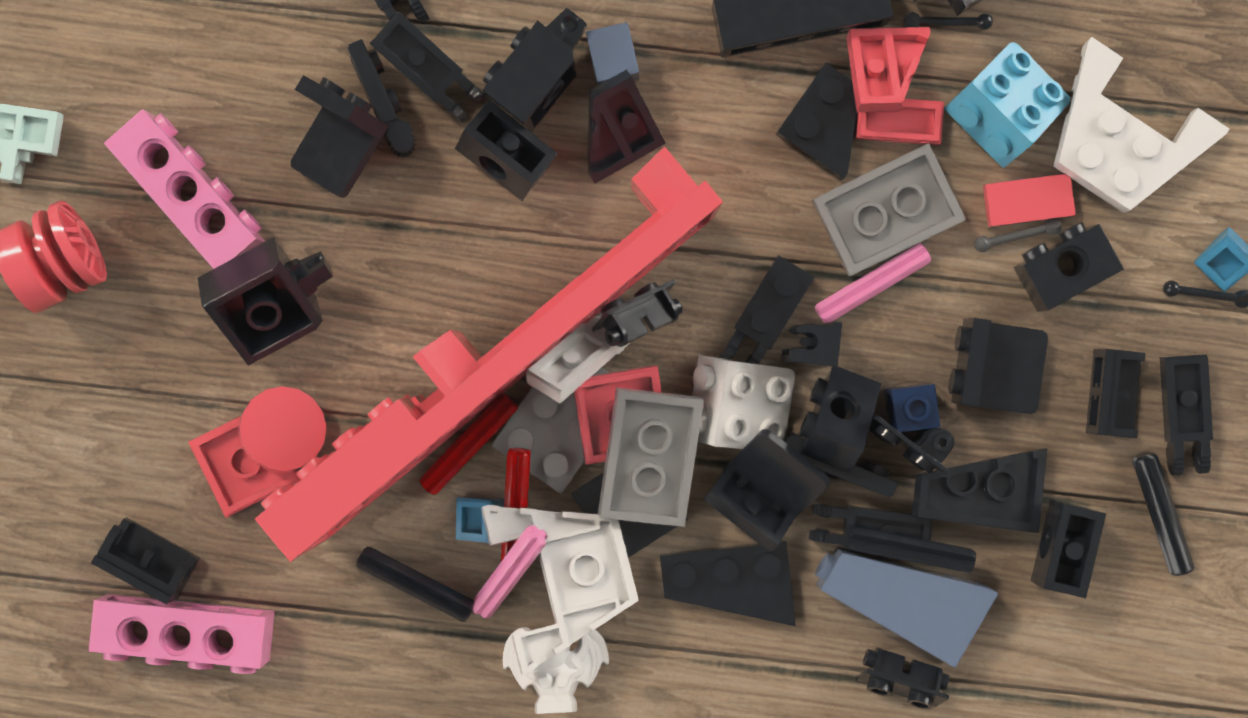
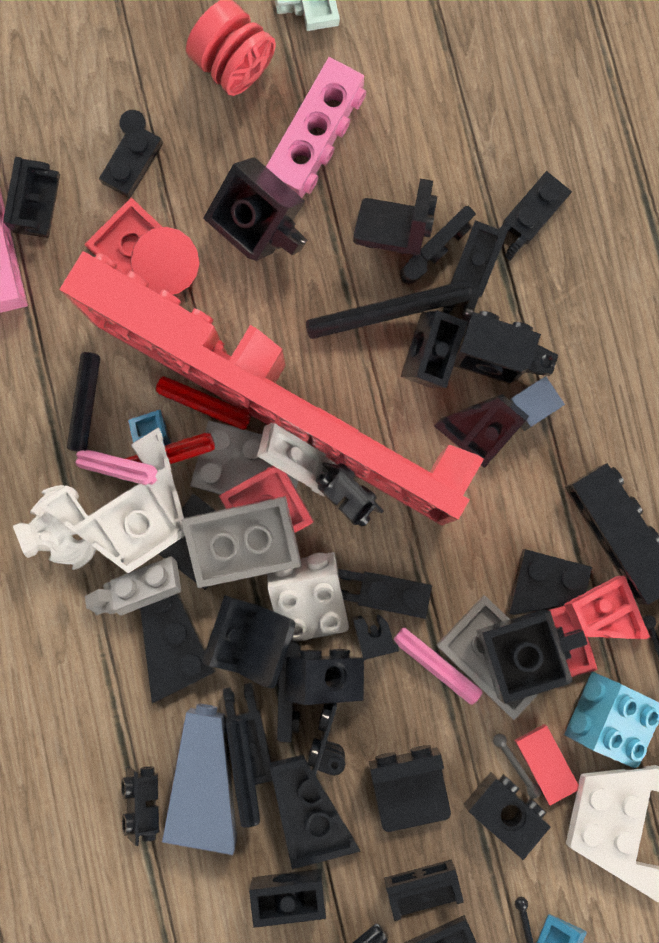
camera: 70 degrees right, 5 degrees down
(135, 422) = (132, 154): none -> black hinge
(438, 185) = (389, 309): none -> black axle
(659, 597) = (136, 589): none -> light grey hinge
(899, 176) = (528, 655): none -> black hinge
(912, 407) = (353, 732): dark blue brick -> none

